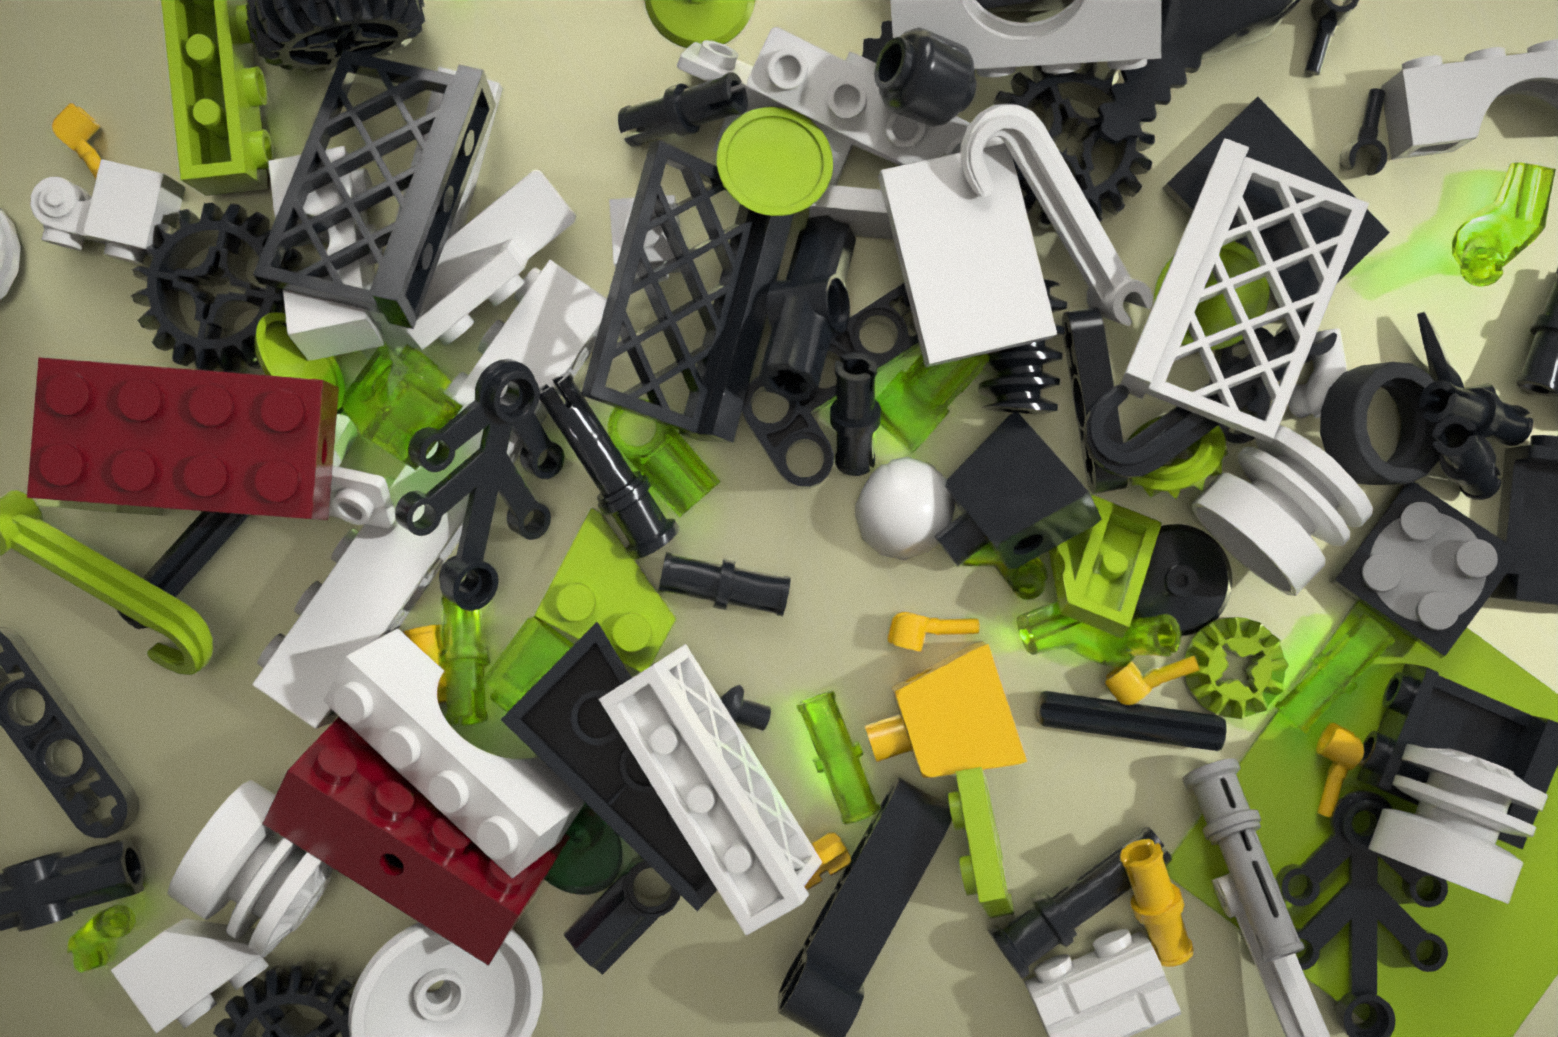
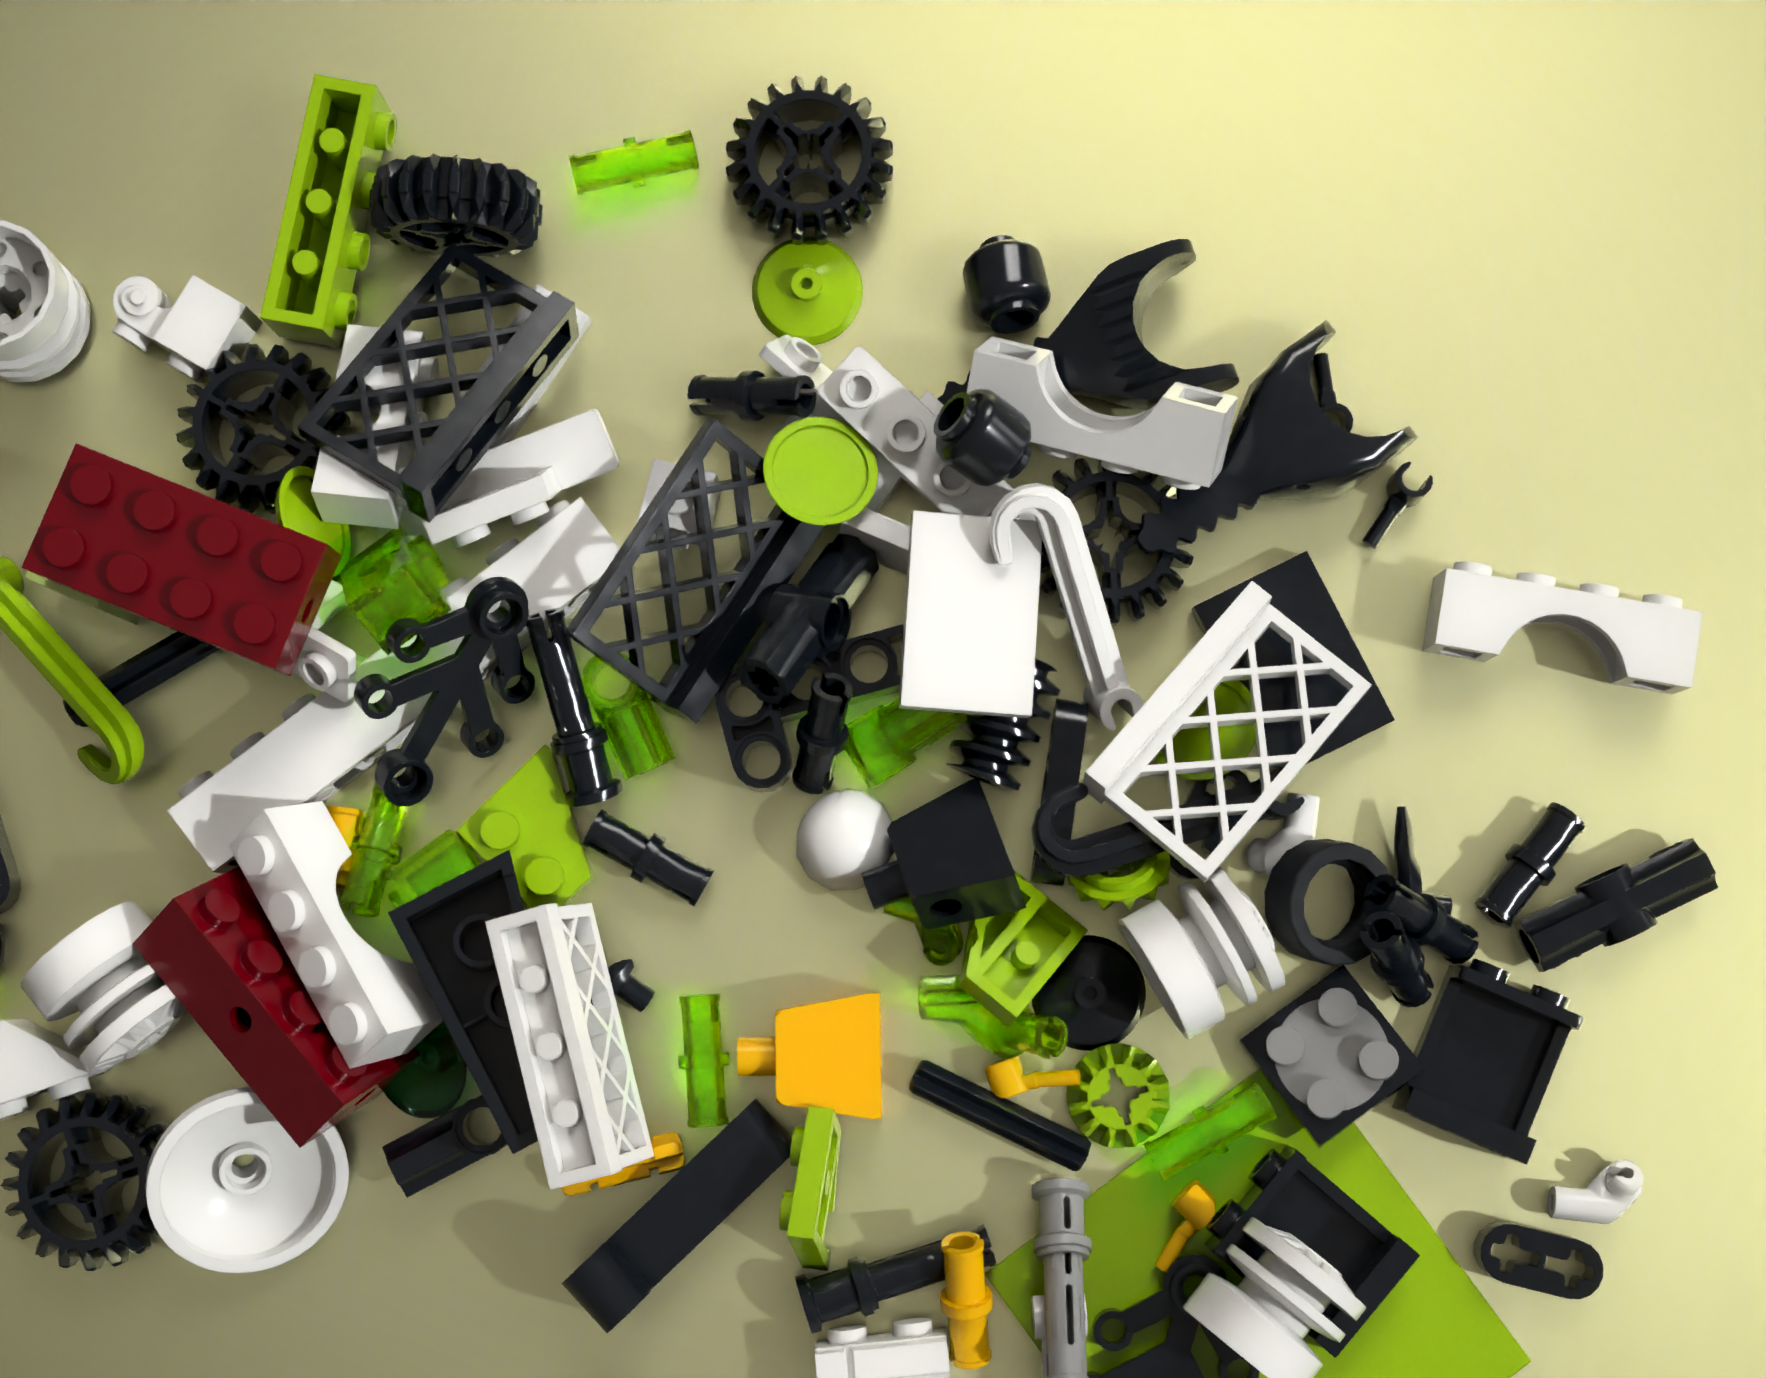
camera: 15 degrees right, 5 degrees down
(74, 129) = (177, 237): yellow hand -> none
(909, 629) = (813, 958): yellow hand -> none
(1368, 136) = (1405, 618): black hand -> none
(1506, 226) = (1504, 749): clear neon green arm -> none

